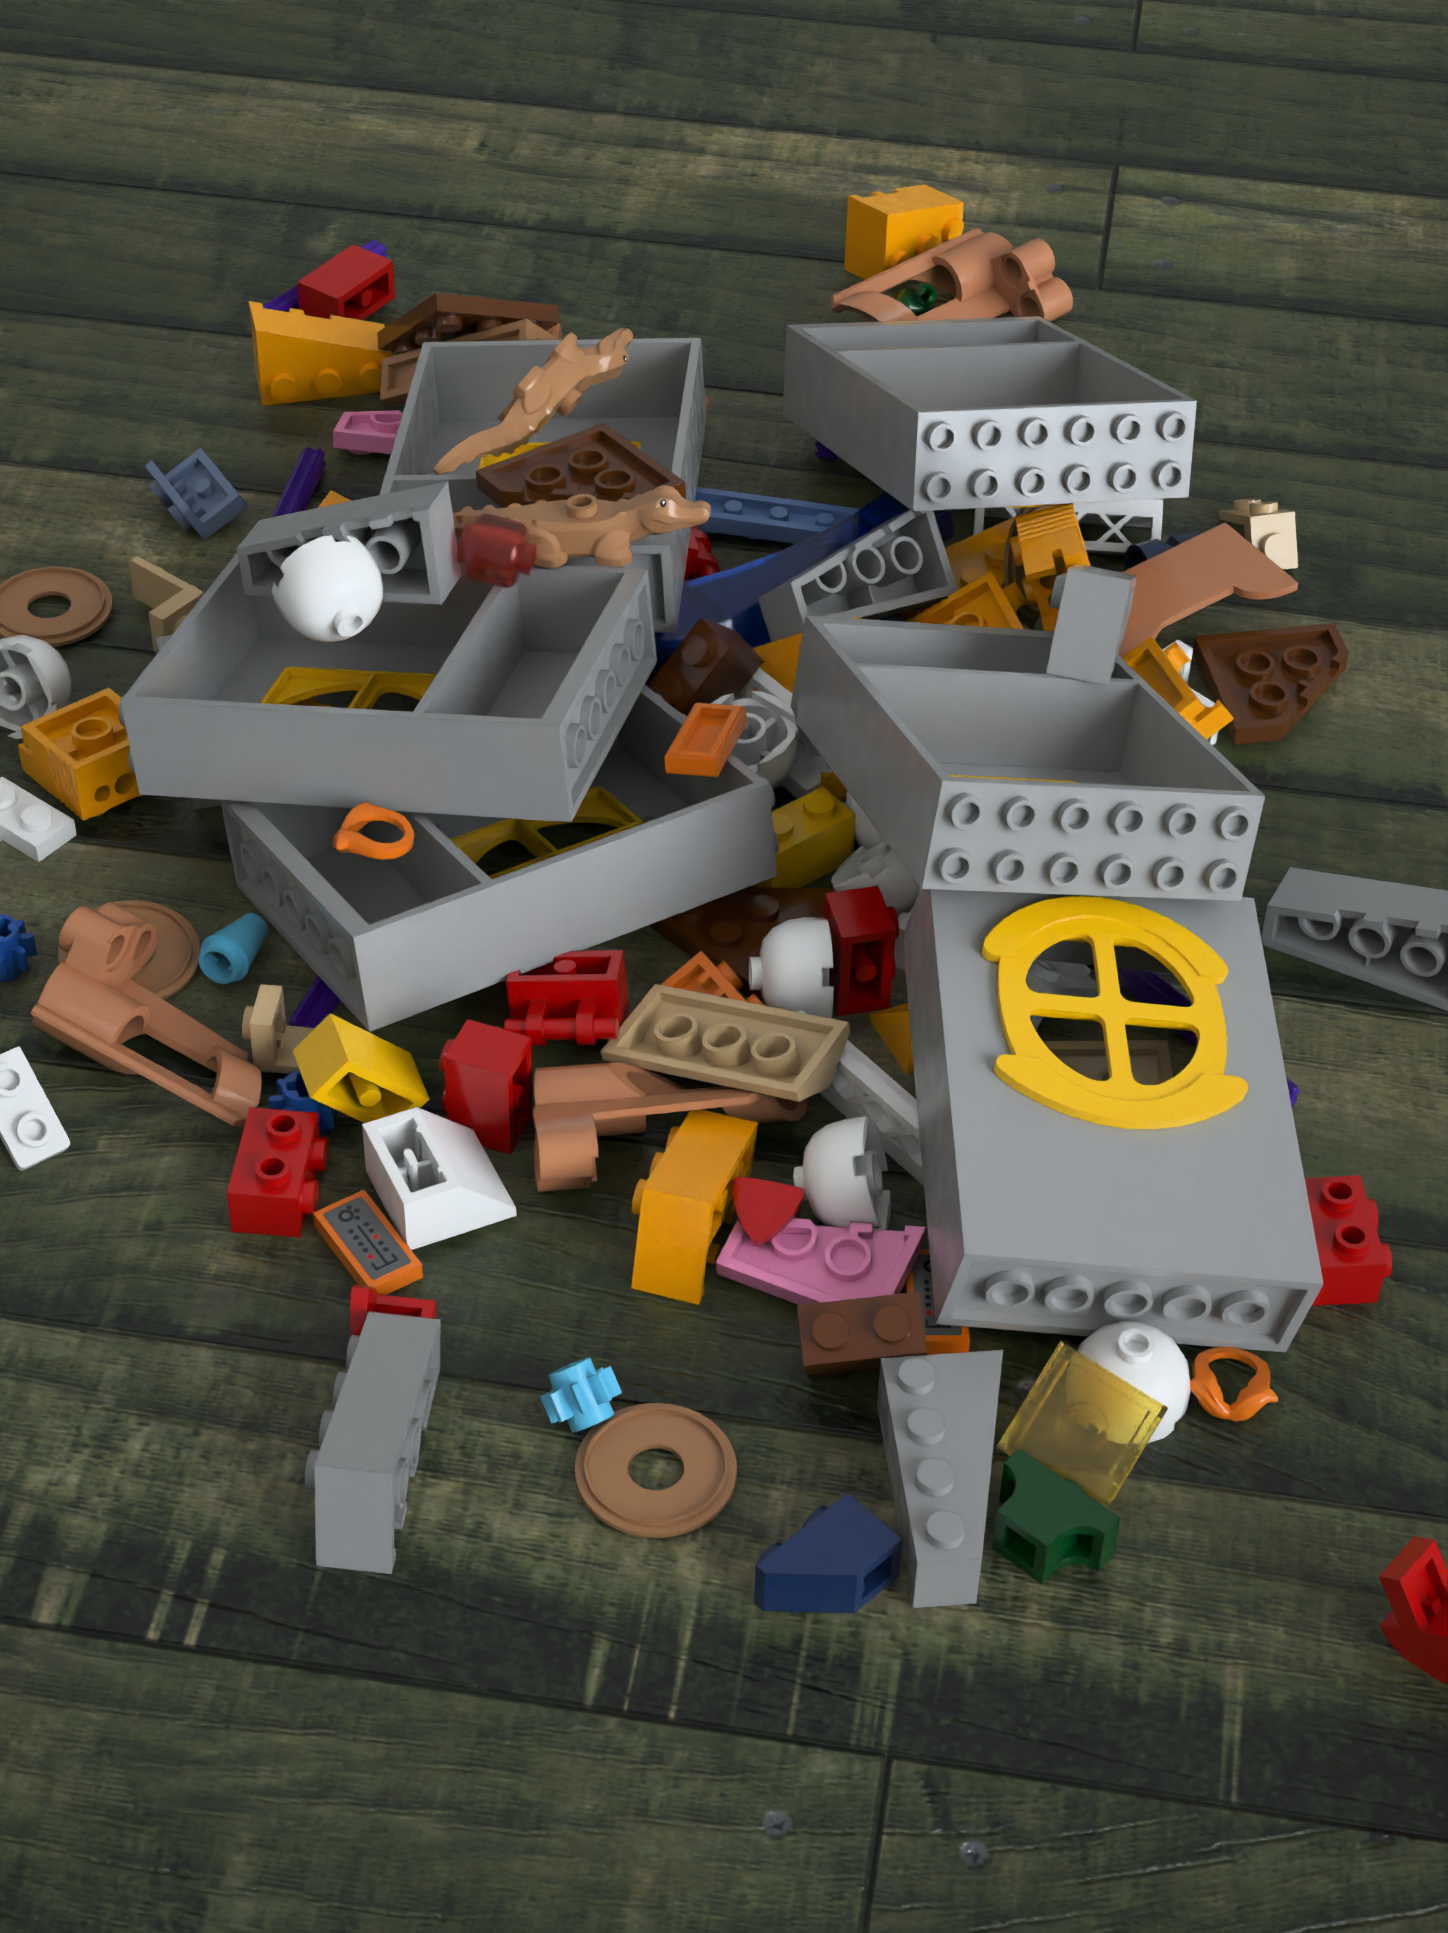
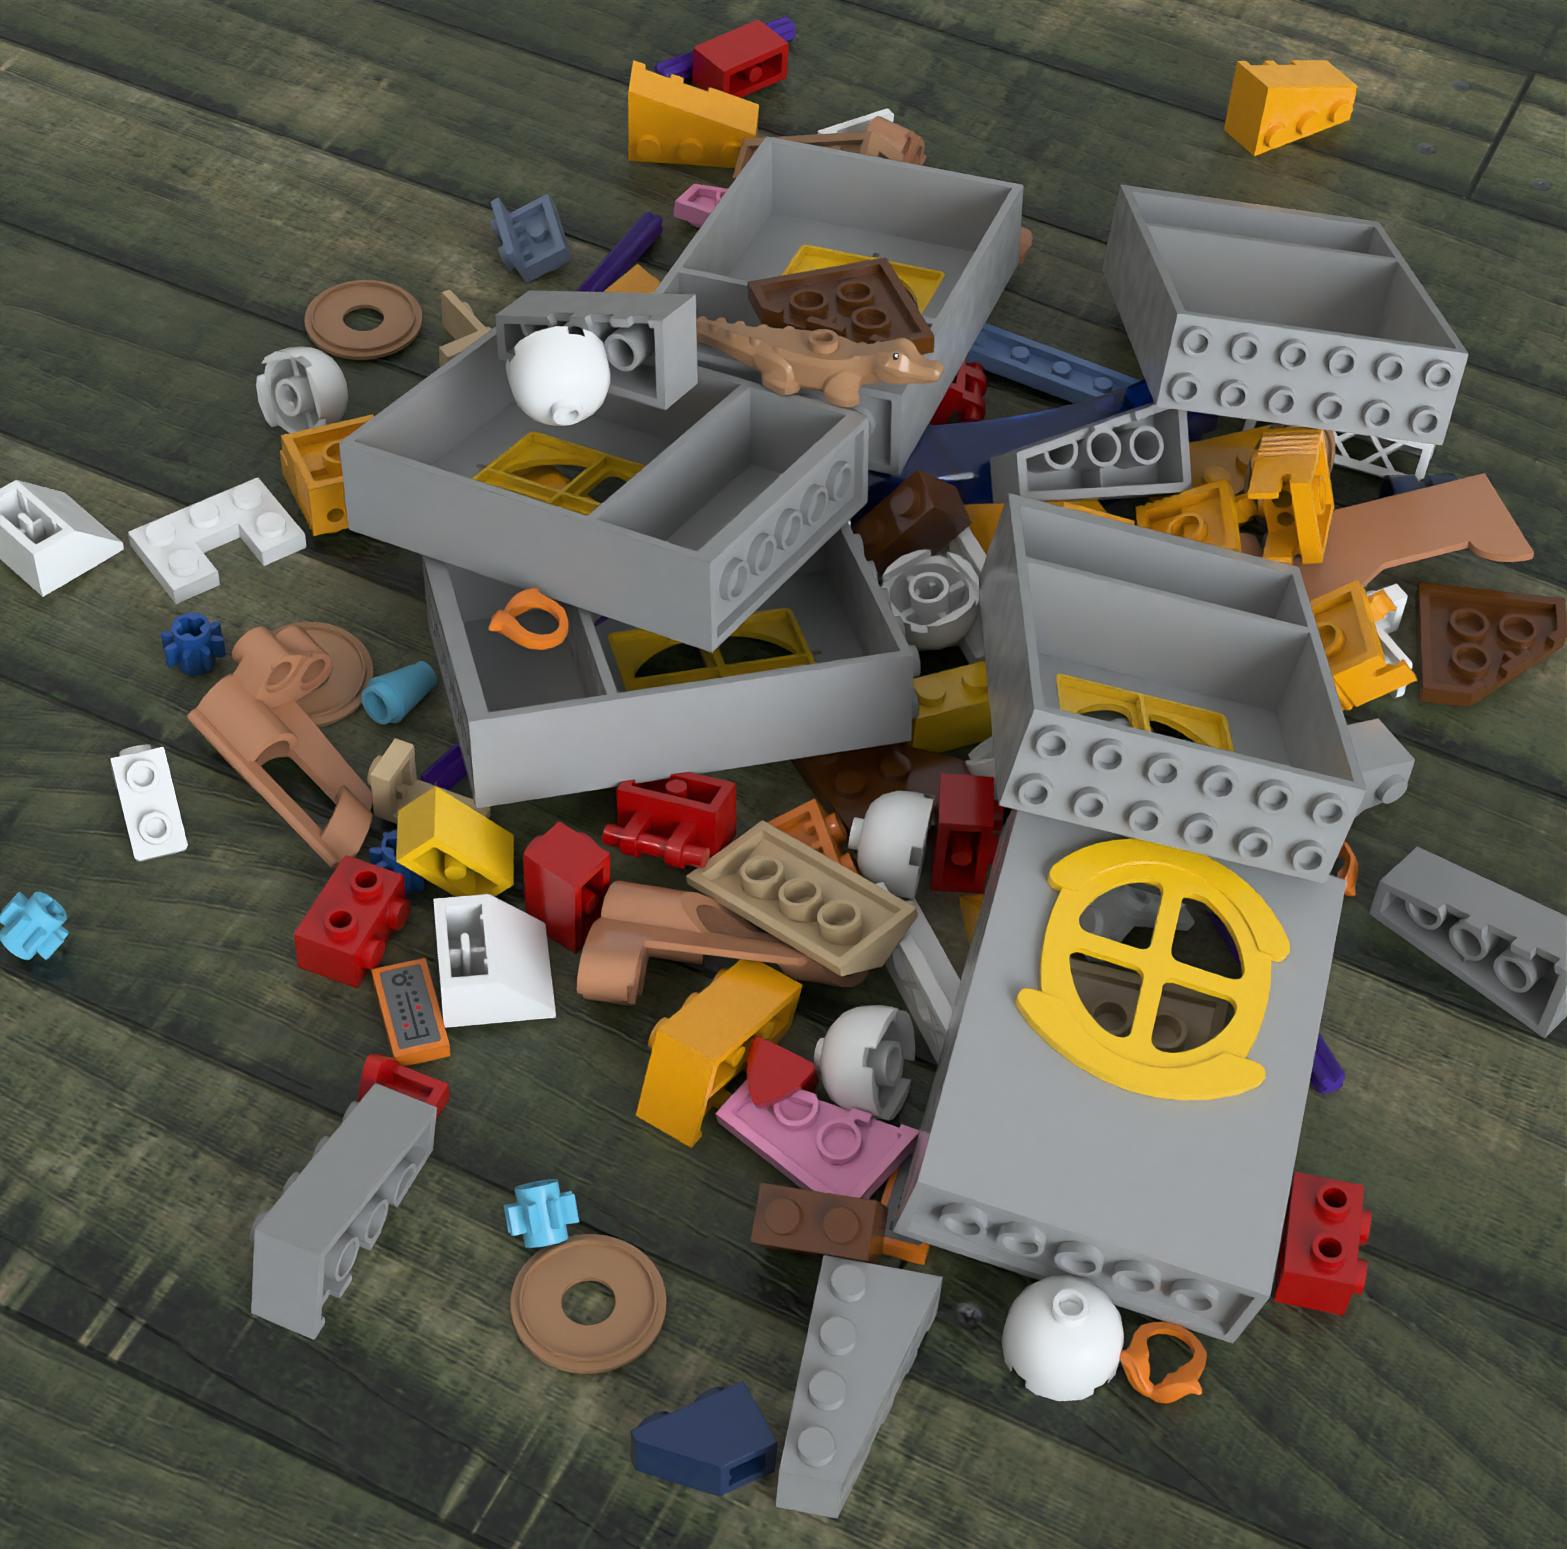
camera: 15 degrees right, 5 degrees up
(454, 316) = (810, 115): reddish brown plate -> none
(496, 550) = (730, 368): clear red head -> none
(543, 395) = (841, 218): medium nougat animal -> none
(705, 740) = (873, 596): orange tile -> none
(917, 299) = (1270, 178): dark green arm -> none
(981, 275) = (1351, 166): nougat panel -> none
(1049, 1520) = (931, 1458): dark green brick -> none
(1084, 1423) = (995, 1373): clear yellow tile -> none
(1089, 622) = (1284, 556): light grey wedge -> none
(1267, 529) = (1532, 488): tan bracket -> none

